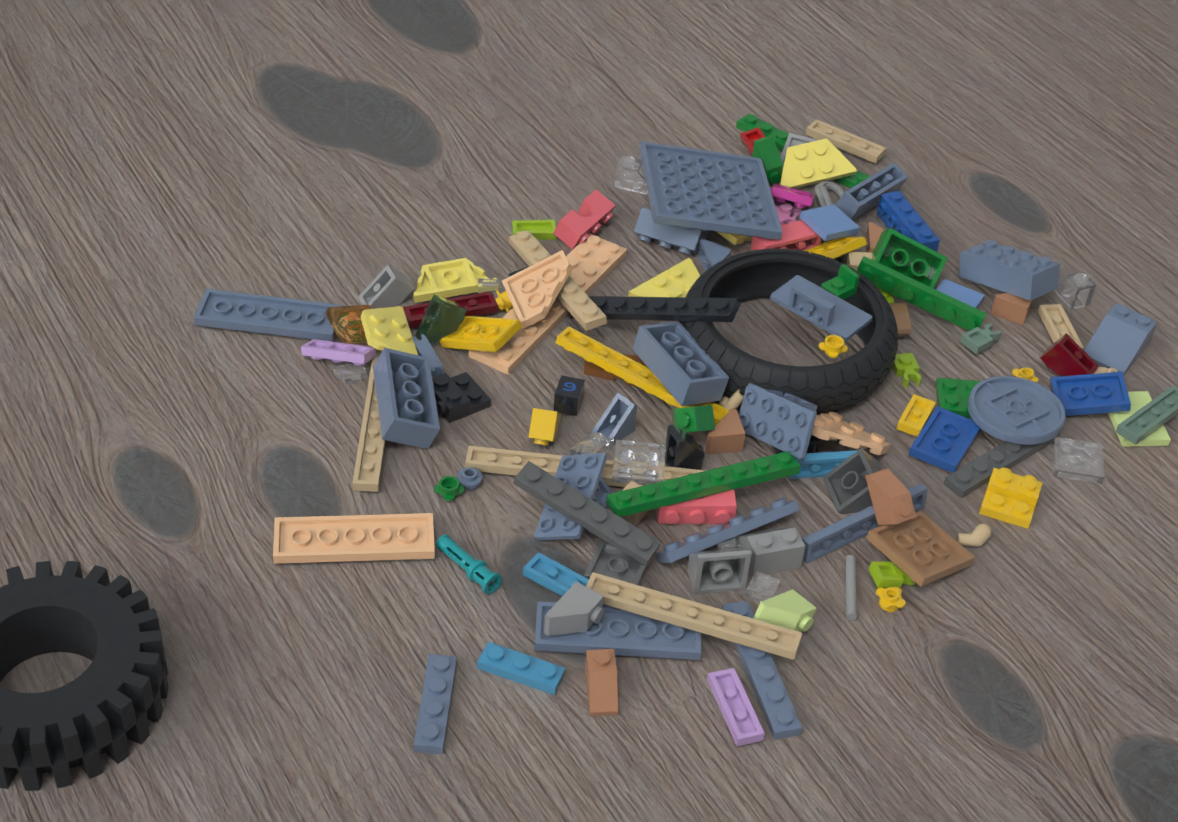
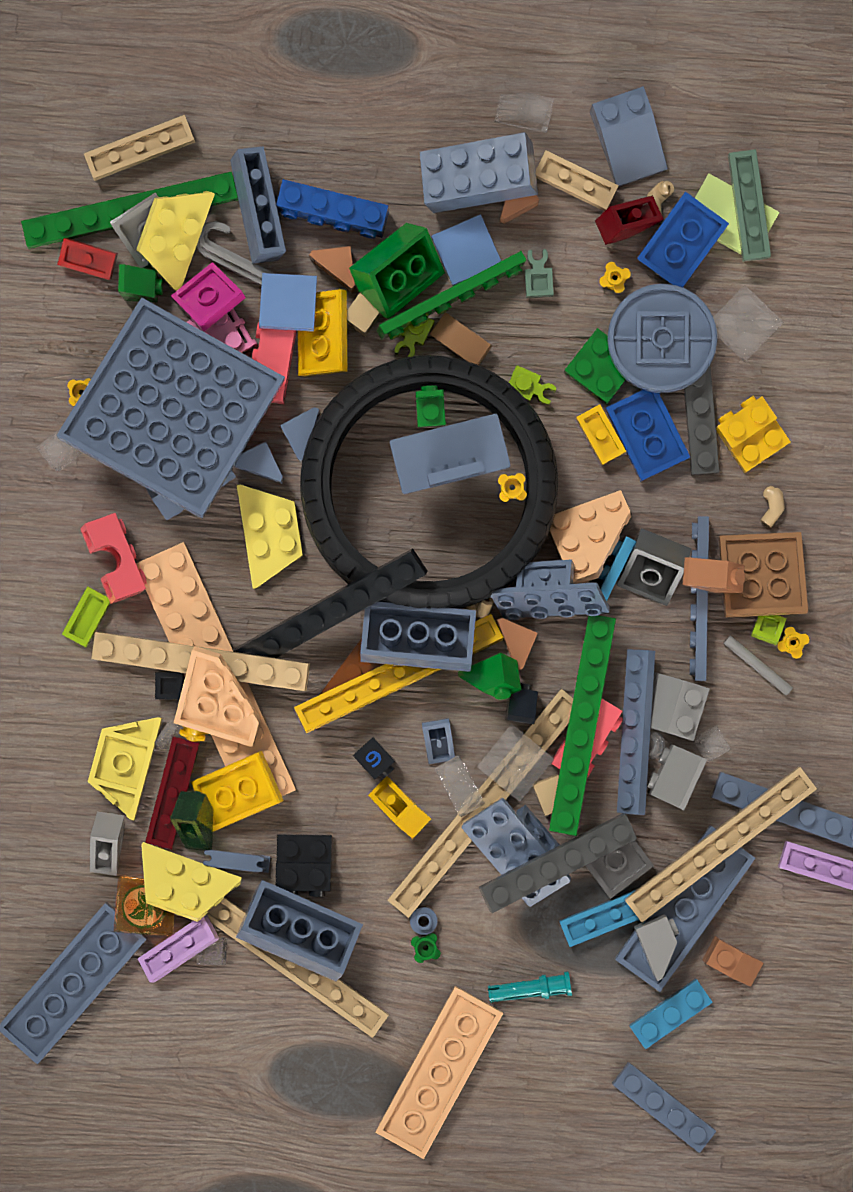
camera: 60 degrees left, 45 degrees up
(787, 611) = (762, 755): yellowish green slope -> none

